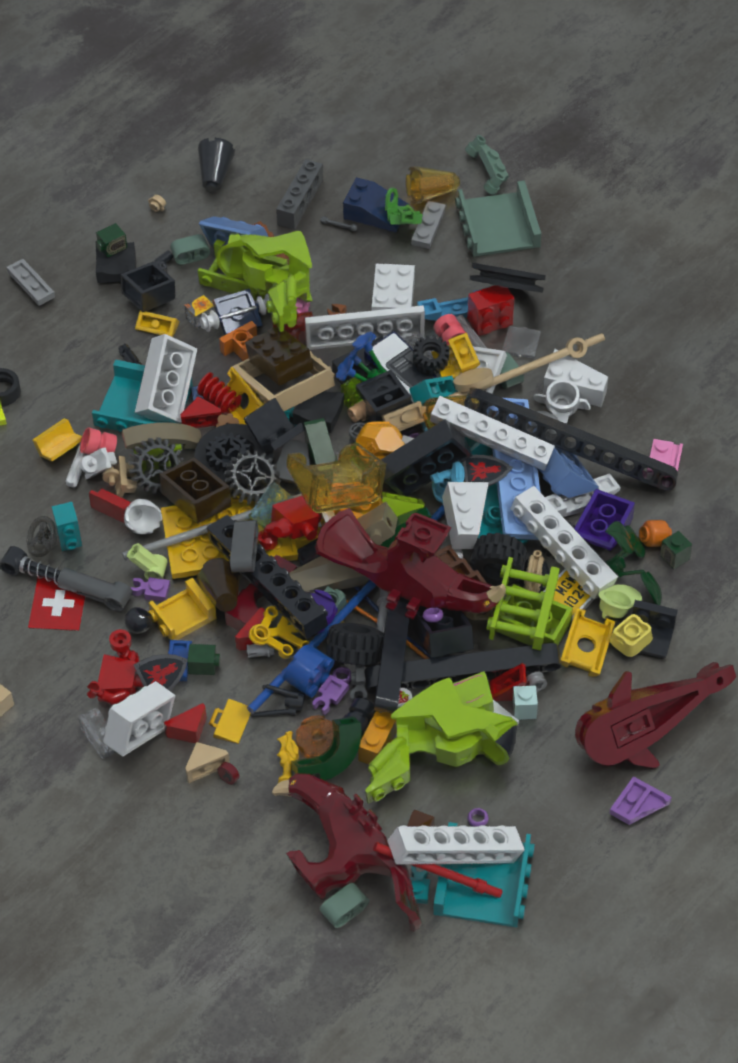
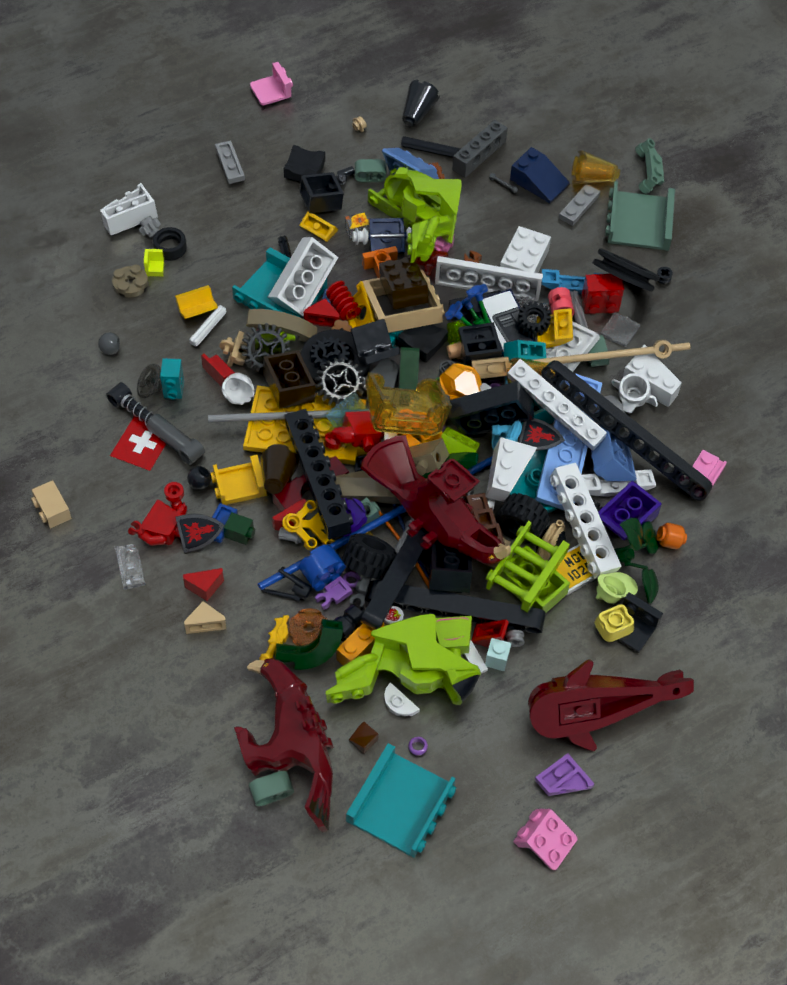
camera: 15 degrees right, 5 degrees up
(46, 189) = (274, 87): none -> bright pink bracket
(93, 440) = (227, 315): coral wheel -> none
(97, 462) = (218, 331): white hips -> none
(111, 240) = (305, 144): dark green brick -> none
(138, 718) = (160, 565): white brick -> none
(152, 564) = (230, 433): yellowish green piece -> none
(154, 589) = (223, 454): medium lavender plate -> none
(228, 773) = (220, 636): dark red tile -> none
(231, 722) = (243, 590): yellow piece -> none
(244, 206) = (429, 146): none -> black axle
(244, 546) = (305, 441): dark grey beam -> none
(396, 214) = (552, 186): bright green piece -> none
(420, 885) = (342, 791): teal plate -> none
(433, 615) = (443, 552): medium lavender piece -> none
(441, 782) = (398, 703): none -> white plate
(455, 845) = (416, 776): white brick -> none
(472, 378) = (562, 350): tan tile -> none
(478, 885) = (391, 809): red bar -> none
(546, 268) = (664, 279): none -> black bush
(594, 631) = (583, 607): yellow piece -> none
(644, 862) = (546, 837): none -> bright pink bracket
(676, 549) = (684, 556): dark green brick -> none

